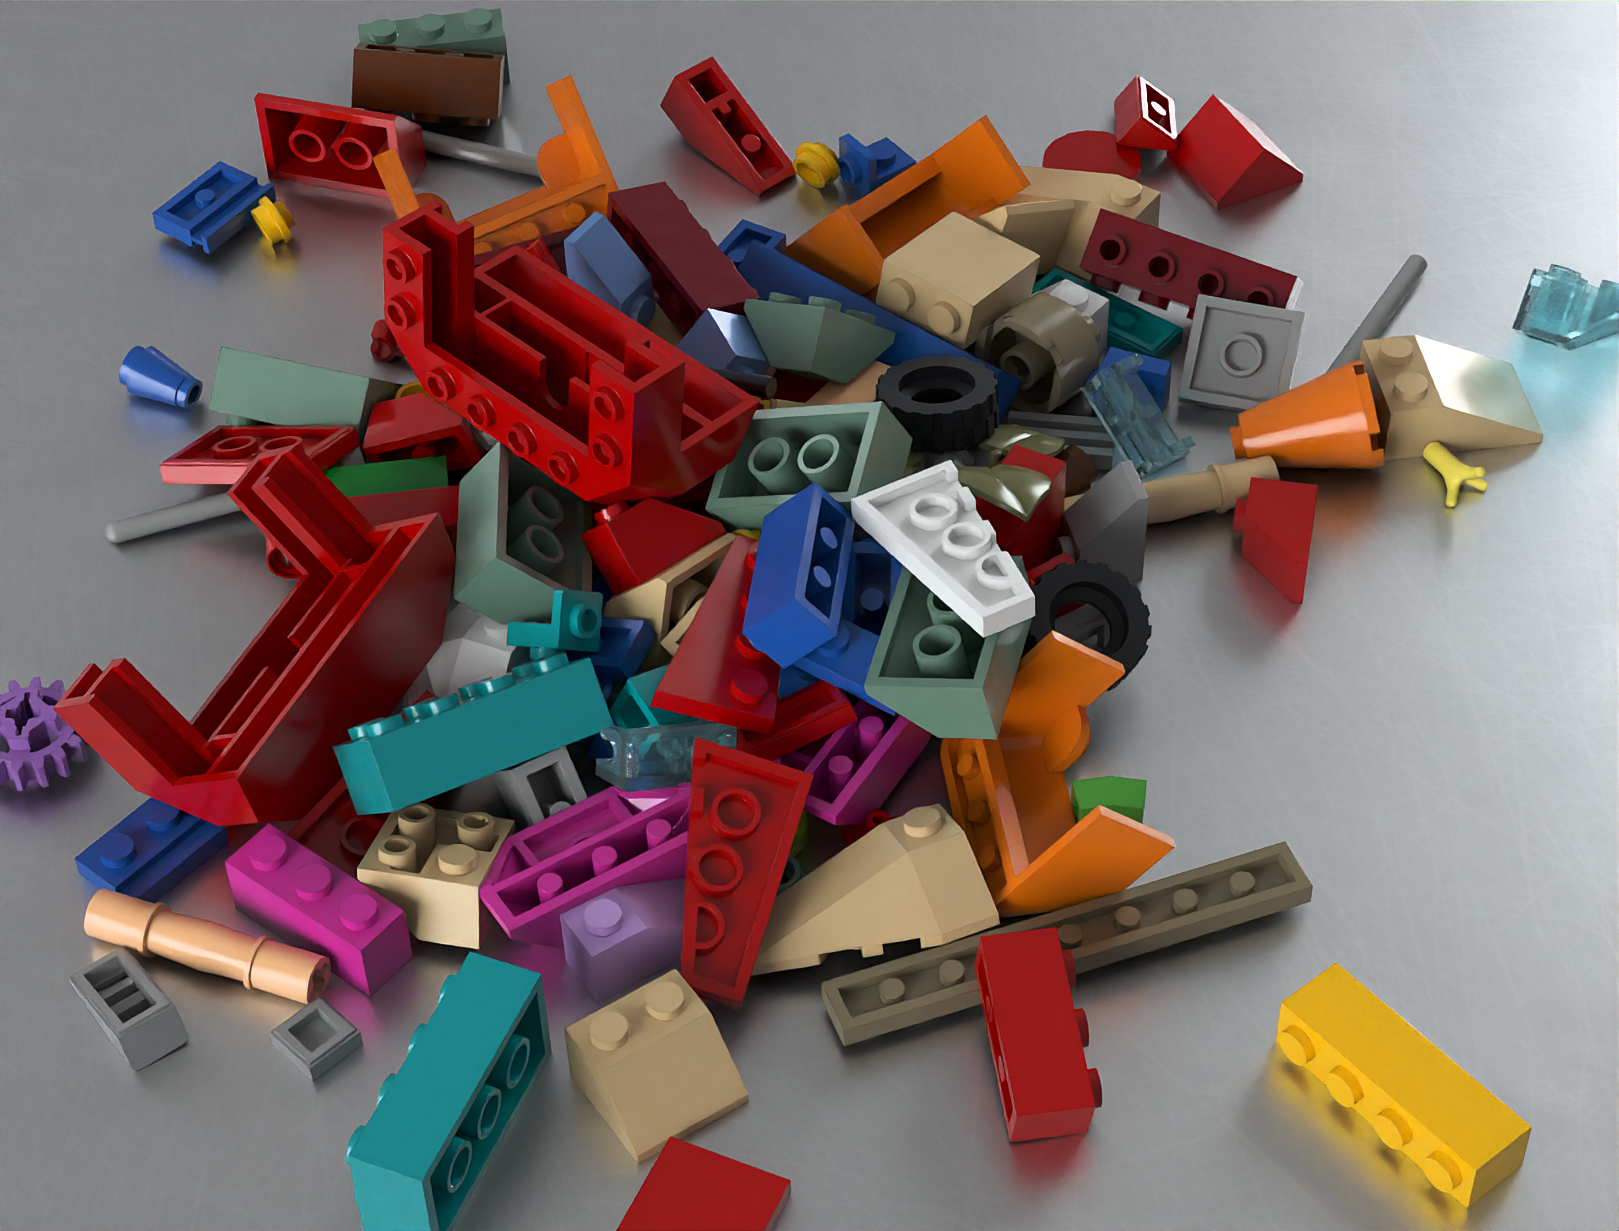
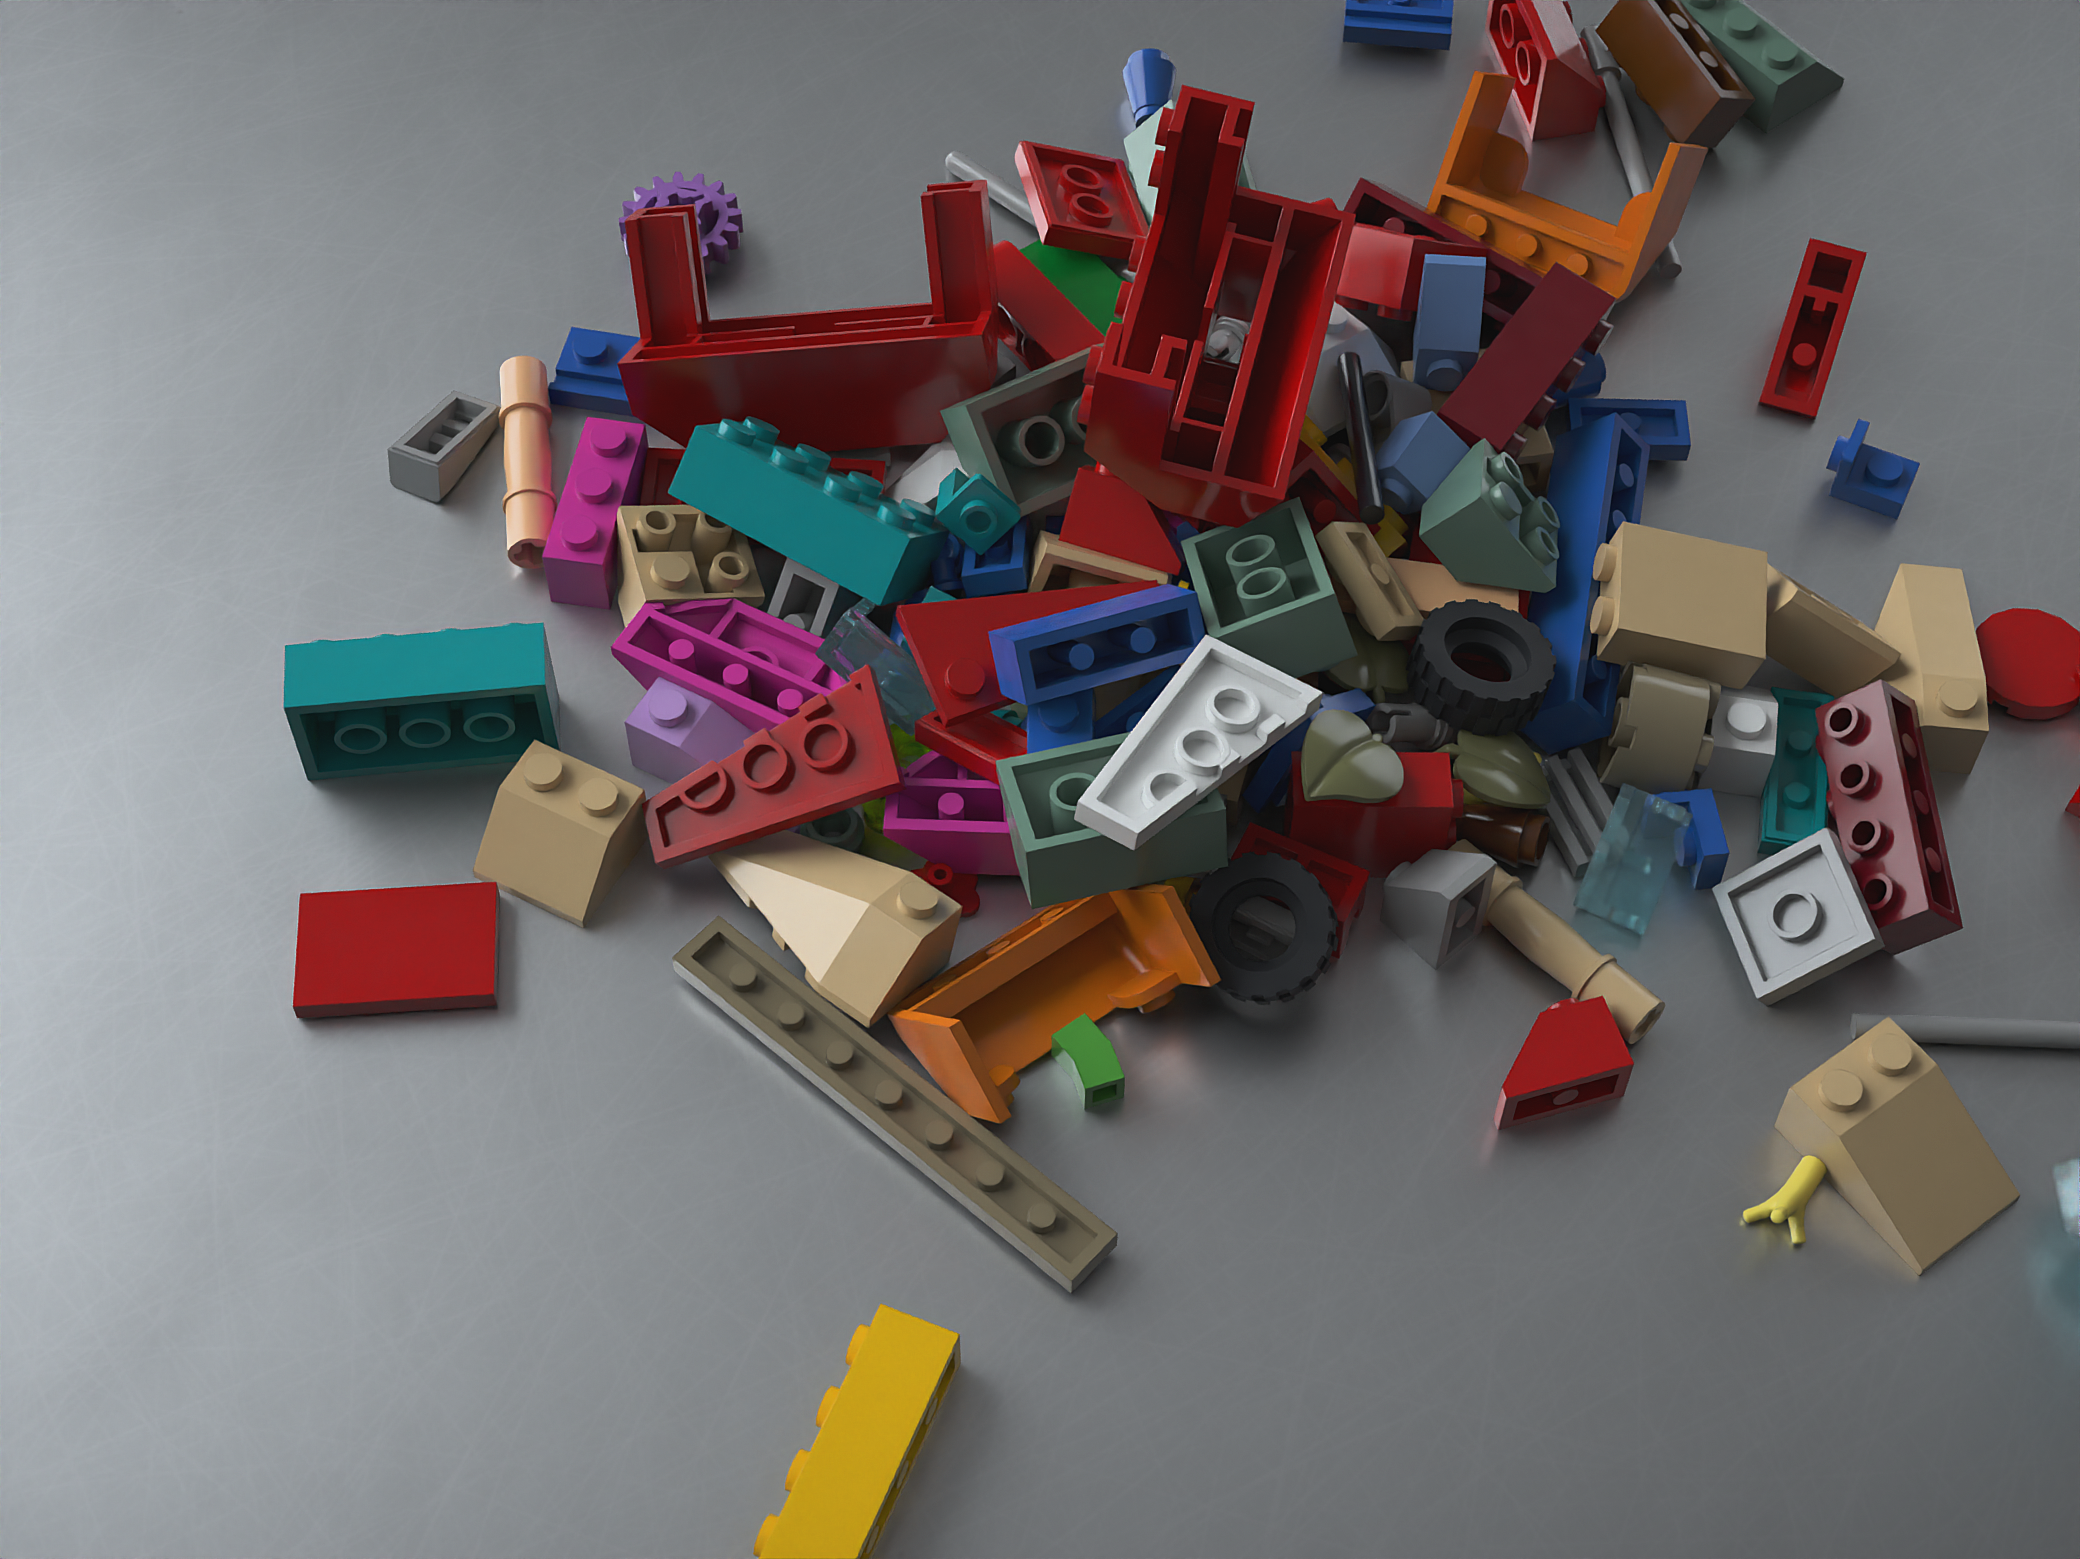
camera: 60 degrees right, 10 degrees up
(273, 220) = (1410, 59): yellow plate -> none
(316, 1038) = (480, 585): light grey tile -> none
(816, 164) = (1825, 423): yellow plate -> none
(962, 176) = (1808, 531): orange windscreen -> none
(1036, 1034) = (737, 1109): red brick -> none
(1315, 424) = (1742, 1031): orange cone -> none

